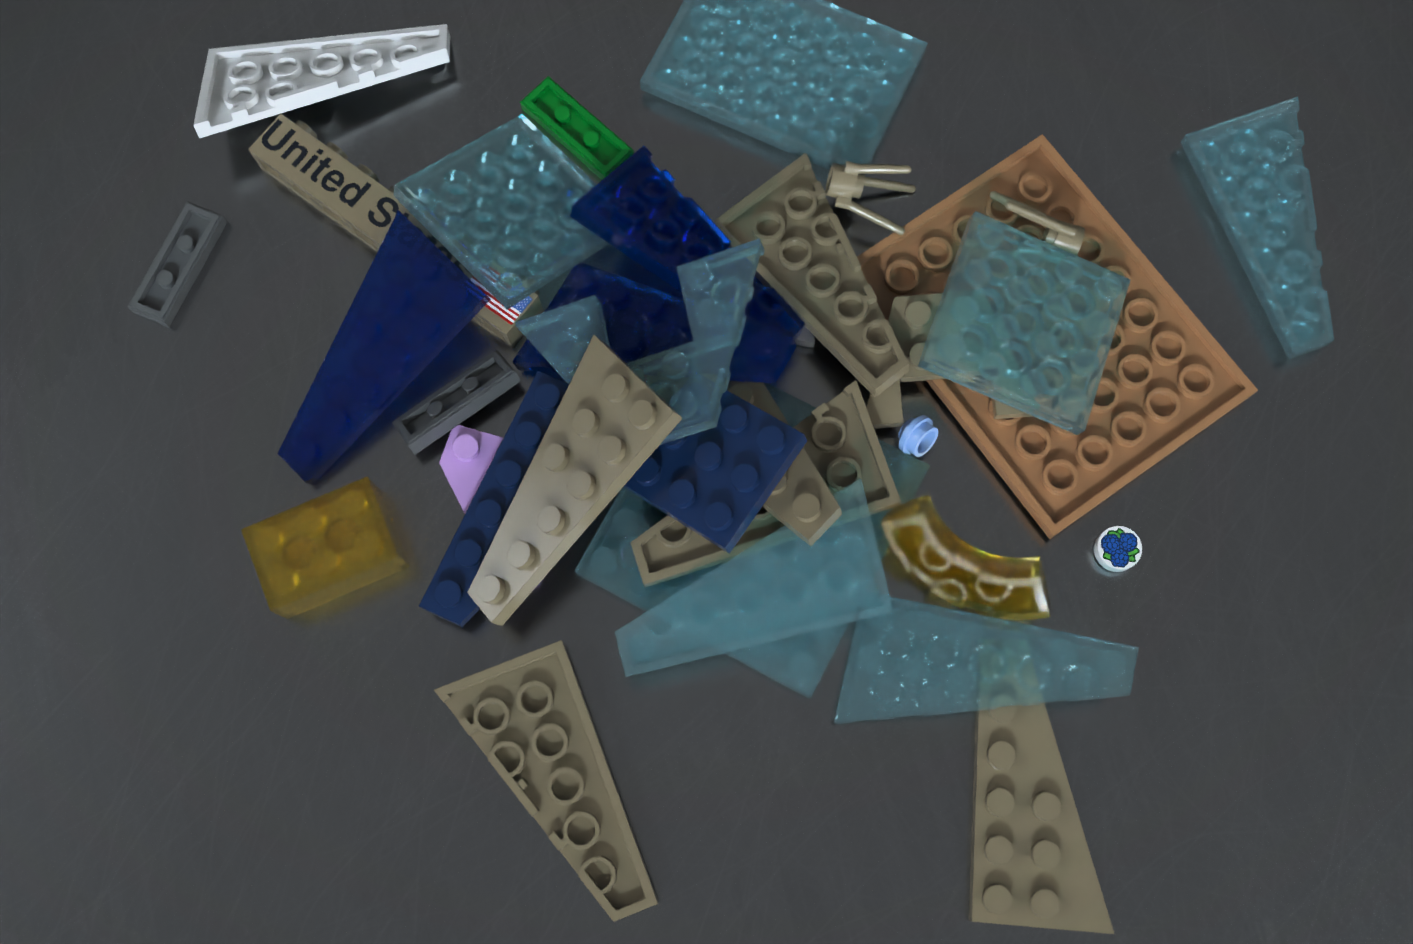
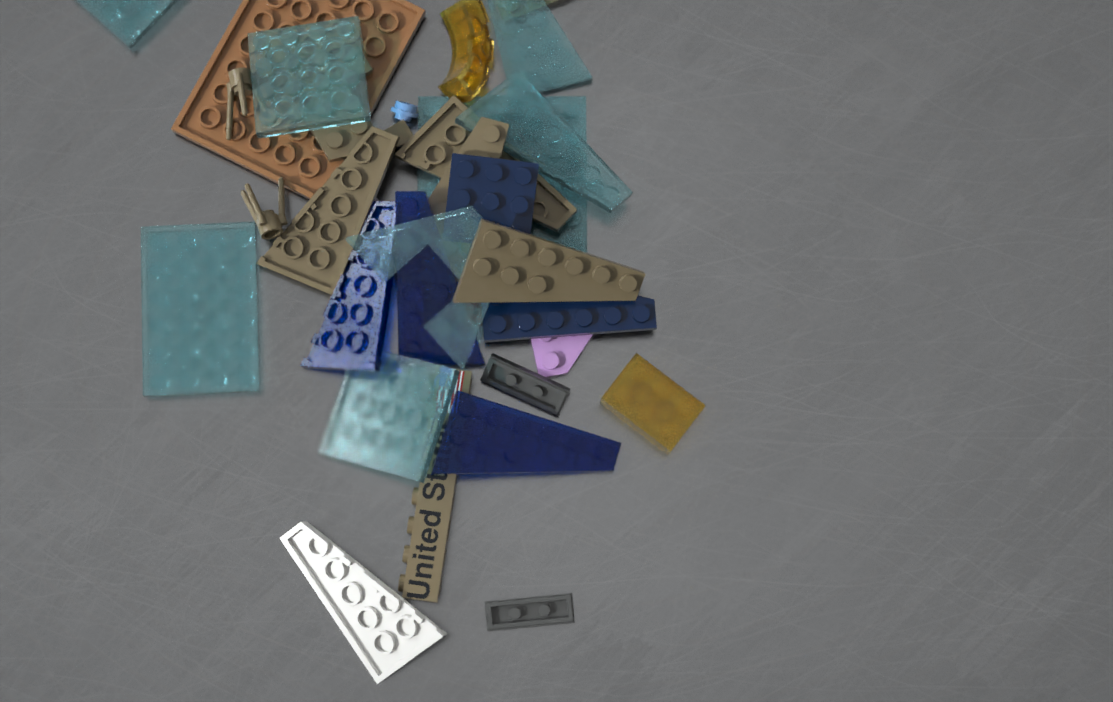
camera: 125 degrees left, 5 degrees up
(547, 751) = (690, 222): dark tan wing -> none
(576, 128) = (308, 416): green tile -> none

